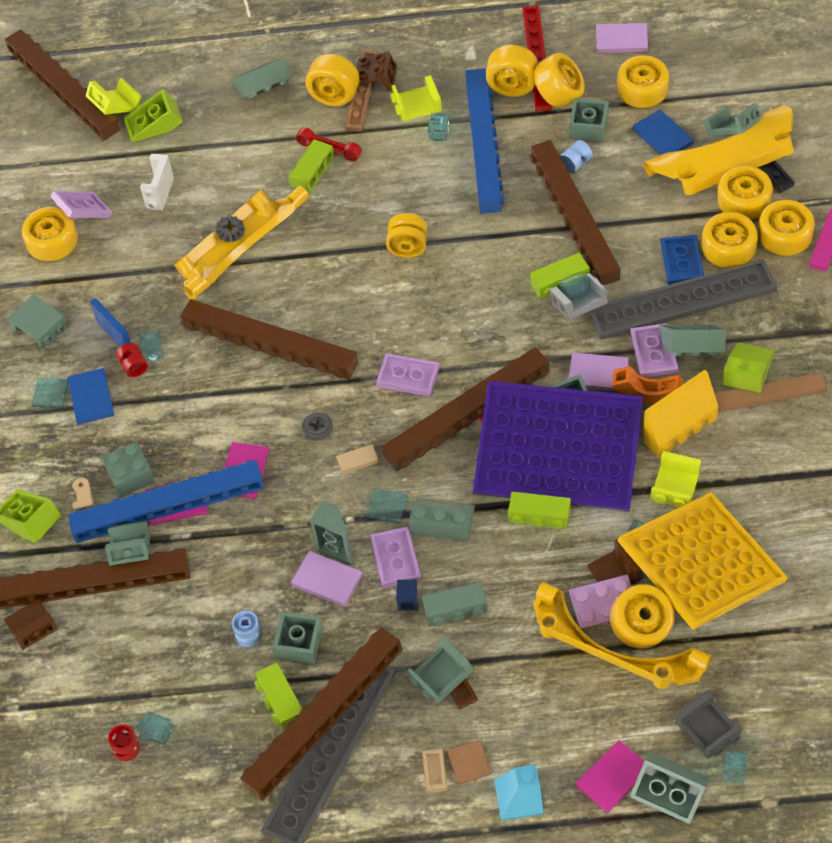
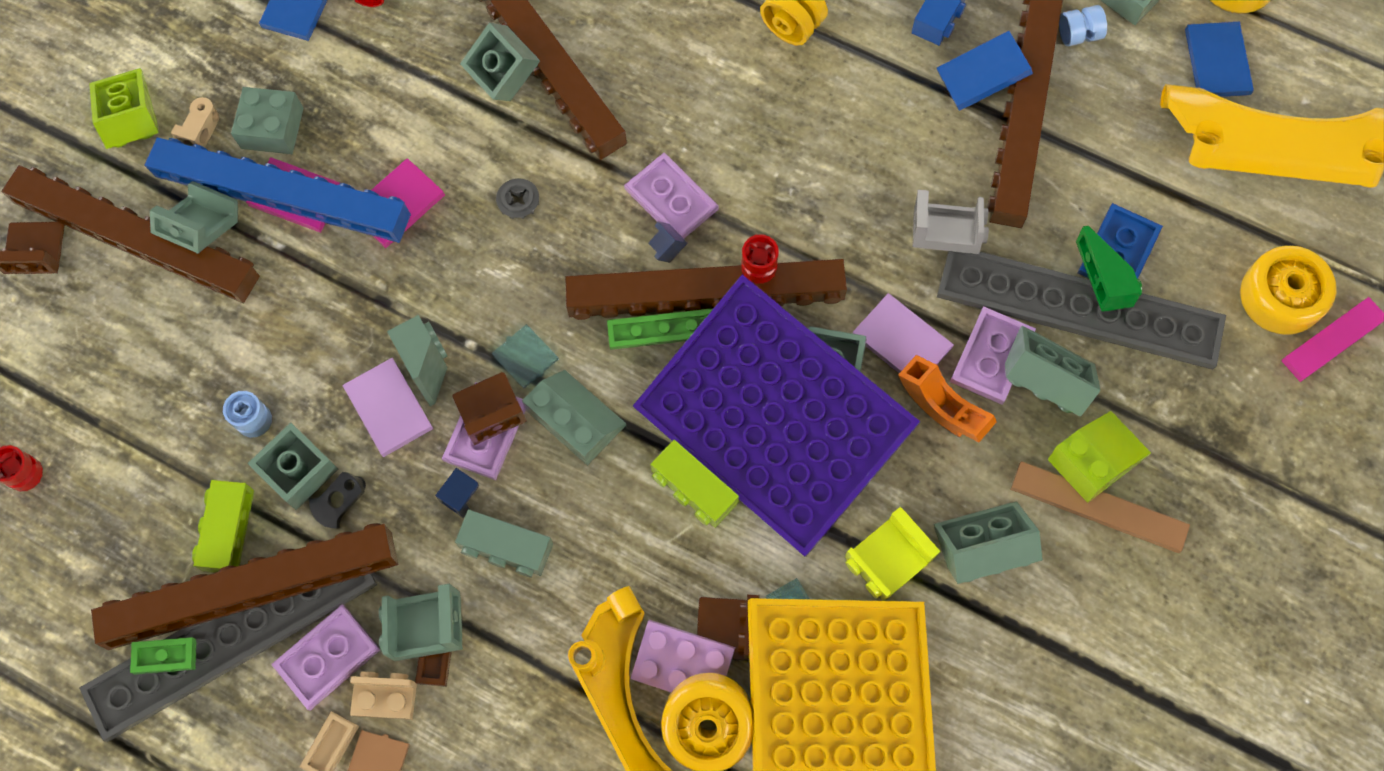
camera: 30 degrees right, 15 degrees up
(155, 728) = (64, 472): clear light blue brick -> none
(252, 356) = (499, 62): none -> sand green brick
(301, 778) = (163, 655): none -> bright green plate
(332, 654) = (322, 507): none -> black piece
(357, 459) = (532, 272): tan tile -> none
(391, 539) = (489, 408): none -> reddish brown bracket
(395, 727) = (325, 657): none -> lavender tile
(425, 397) = (666, 242): none -> dark blue panel
(445, 724) = (383, 696): none -> tan bracket
(454, 445) = (654, 329): none -> bright green plate
(490, 368) = (759, 258): none -> red wheel
(539, 208) = (984, 70): none -> blue tile
(550, 275) = (947, 177): lime brick -> none
(575, 286) = (952, 206): clear light blue brick -> none
(680, 414) = (956, 473): yellow slope -> none
(685, 271) = (1108, 272): none -> green slope
(724, 123) = (1309, 93): sand green panel -> none
(724, 442) = (988, 542): none -> sand green slope
(729, 240) = (1199, 261): yellow wheel -> none
(745, 191) = (1267, 207): yellow wheel -> none
(780, 179) = (1328, 207): black tile -> none

